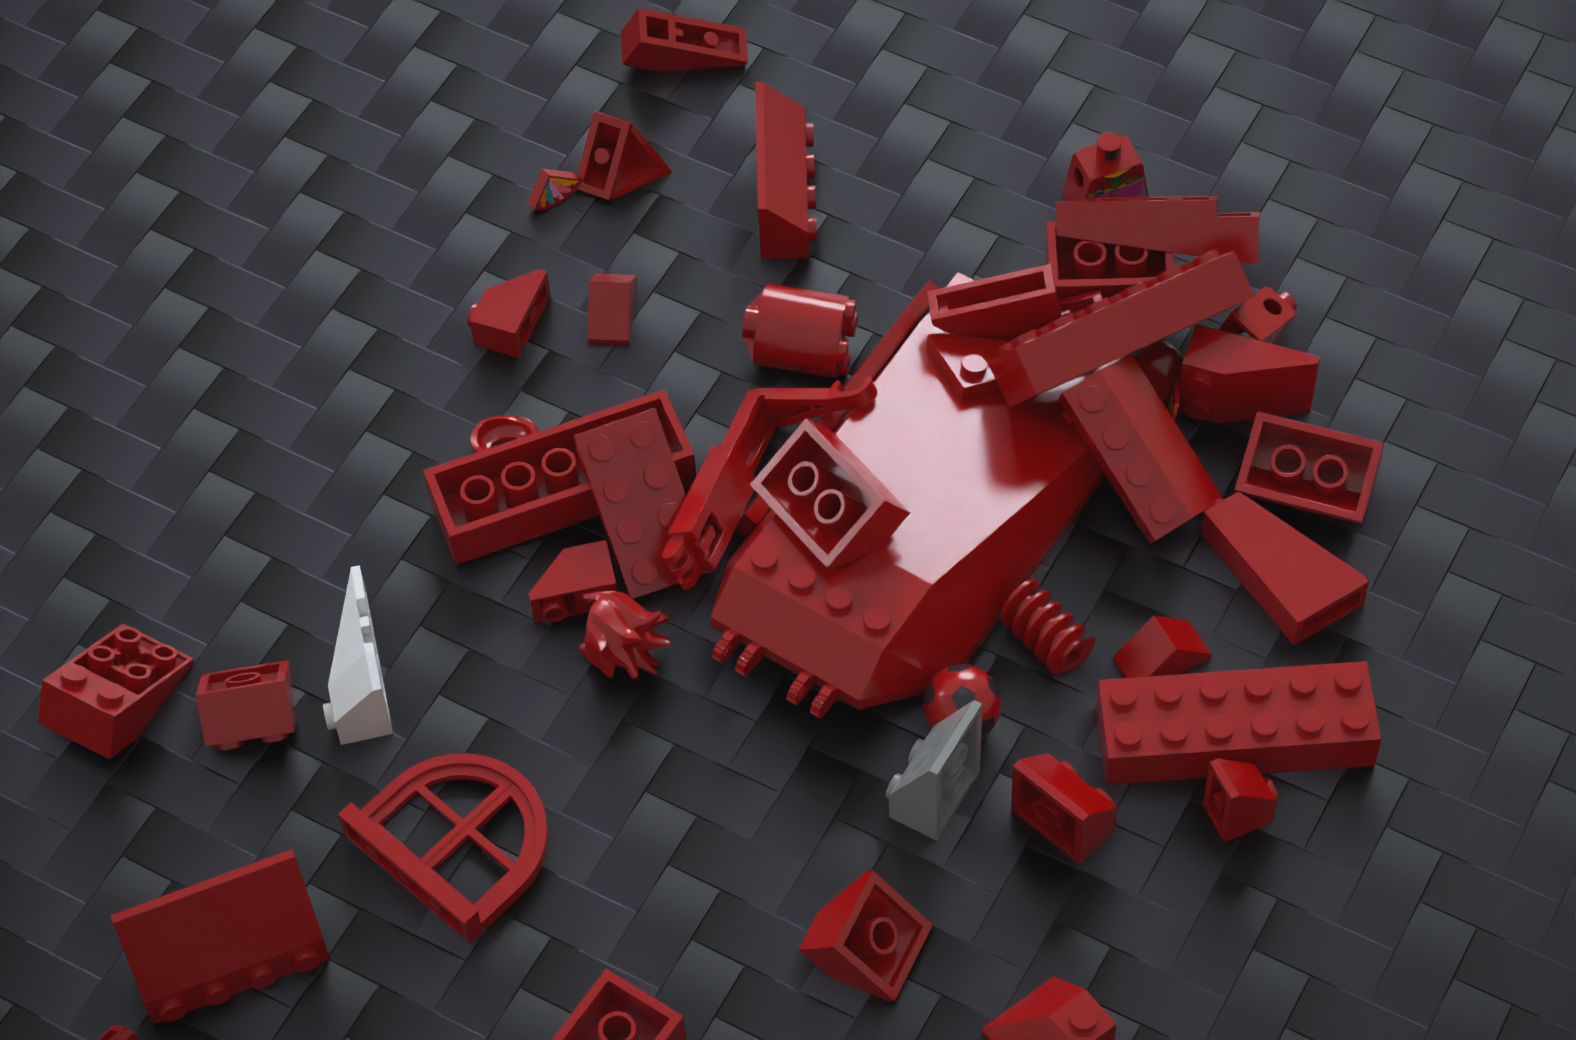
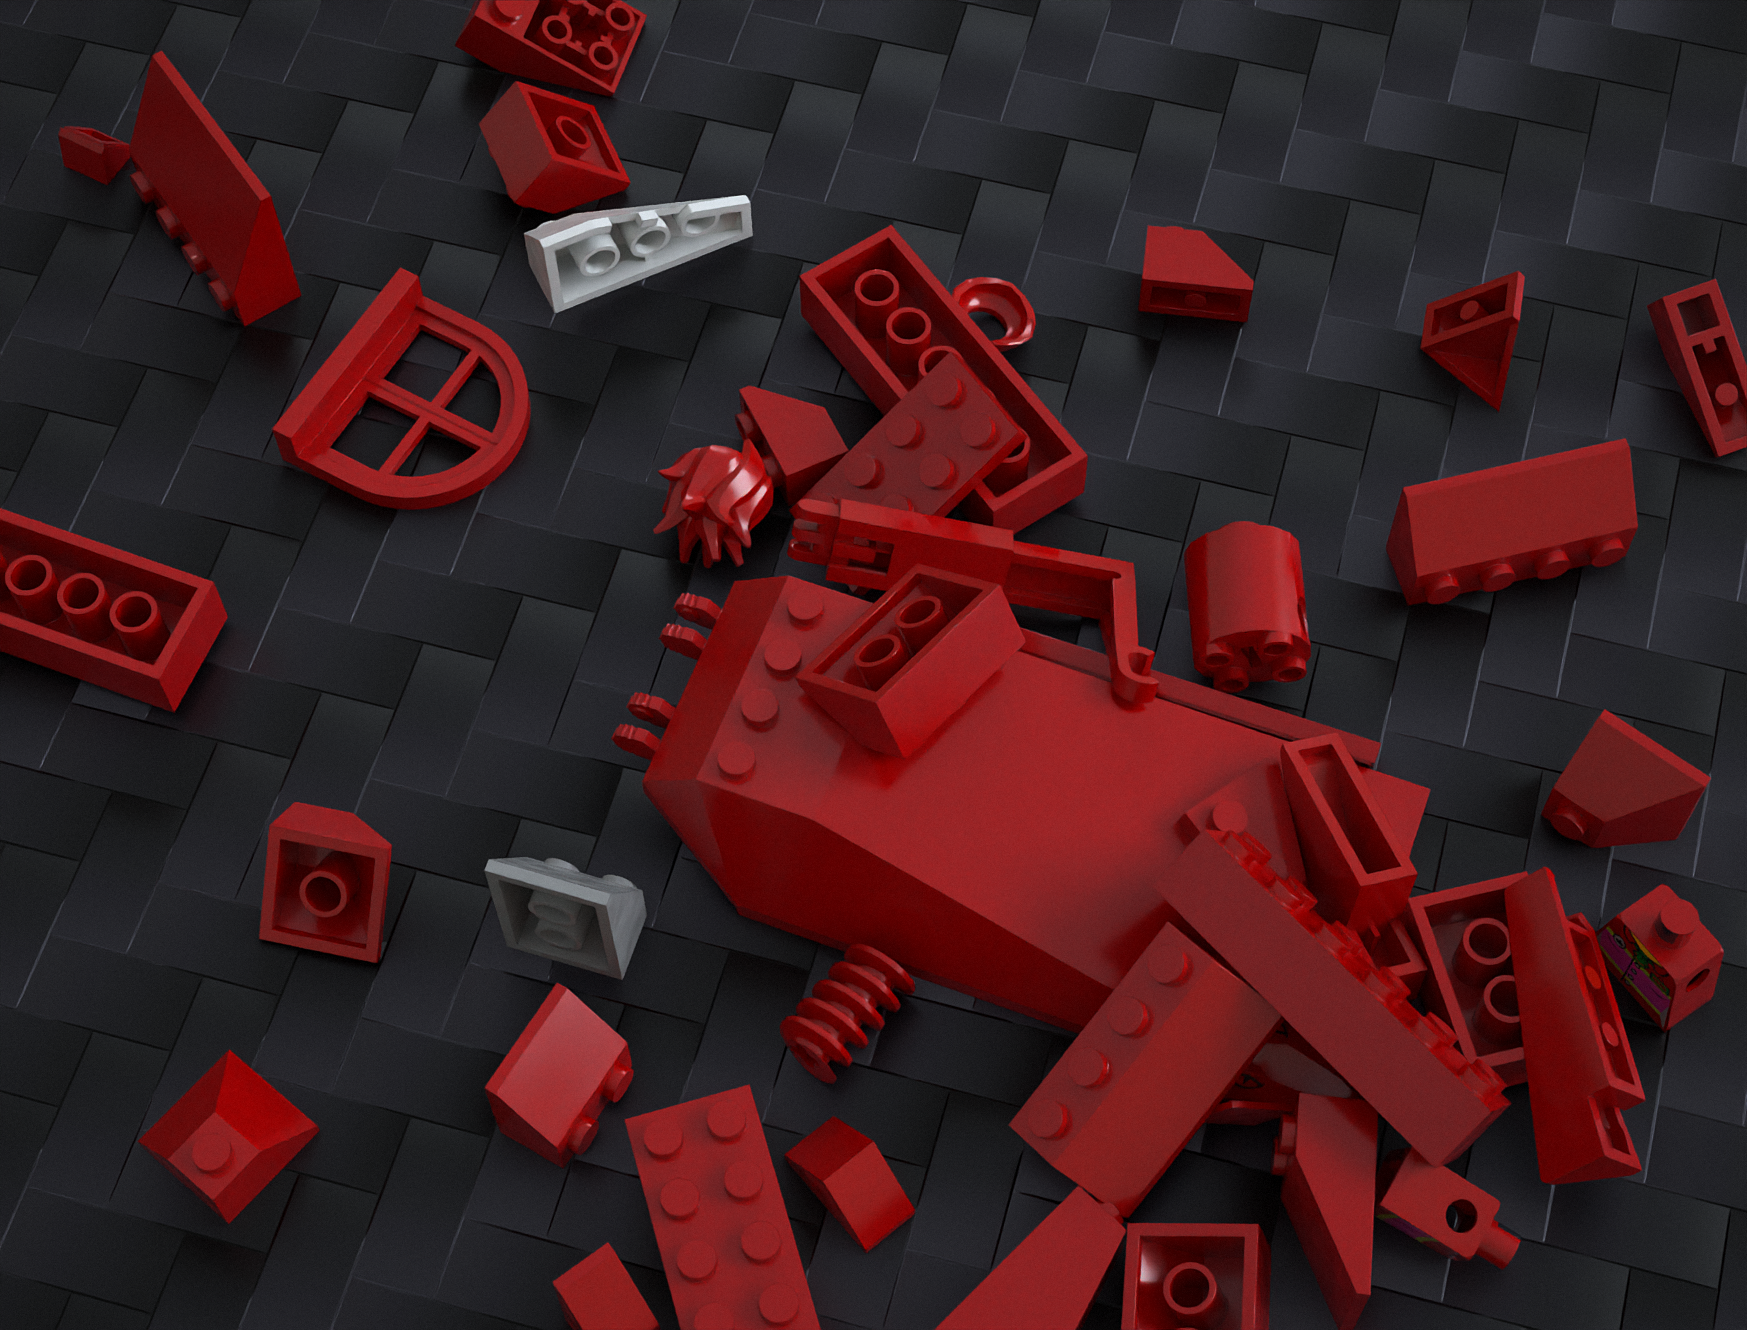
camera: 75 degrees right, 5 degrees up
(552, 188) = (1410, 277): red tile -> none
(611, 308) = (1243, 385): red slope -> none
(957, 687) = (691, 922): red piece -> none
(988, 166) = (1623, 789): none -> red slope

